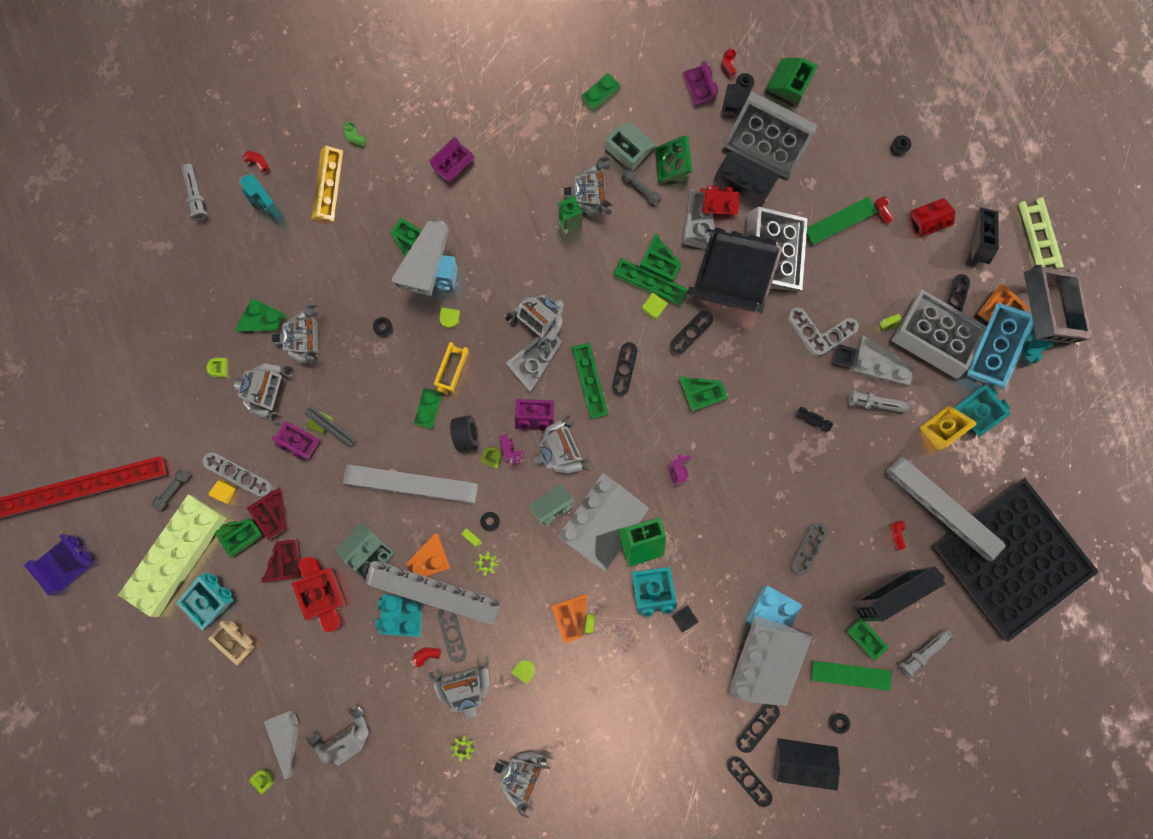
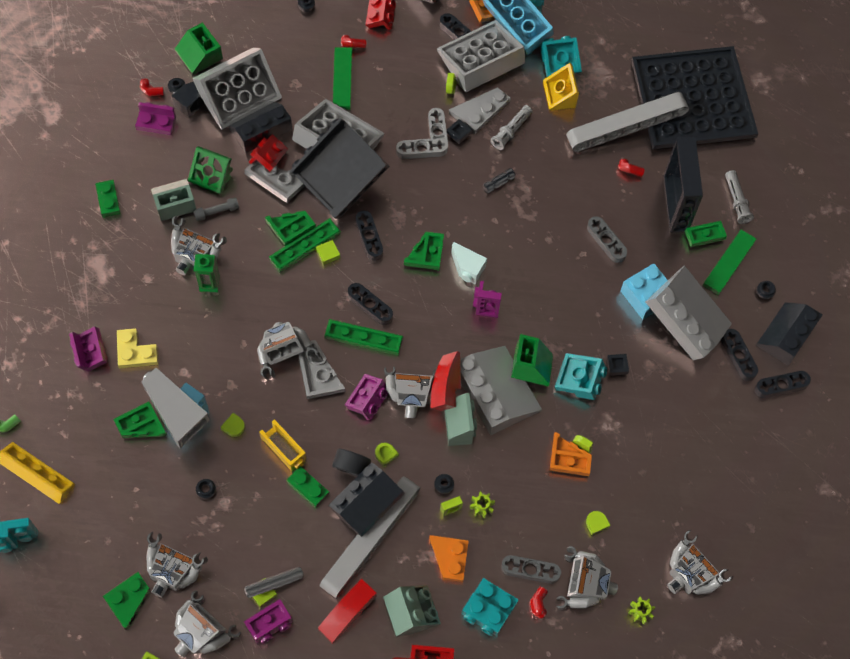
camera: 60 degrees left, 15 degrees down
(337, 499) = (347, 610): none -> red slope
(432, 592) = (483, 565): light grey beam -> none
(436, 464) = (366, 499): none -> black slope
(468, 196) = (131, 354): none -> light yellow plate
(508, 451) = (390, 432): magenta bracket -> none
(578, 475) = (446, 382): none -> red slope
(710, 435) = (468, 263): none -> light aqua slope

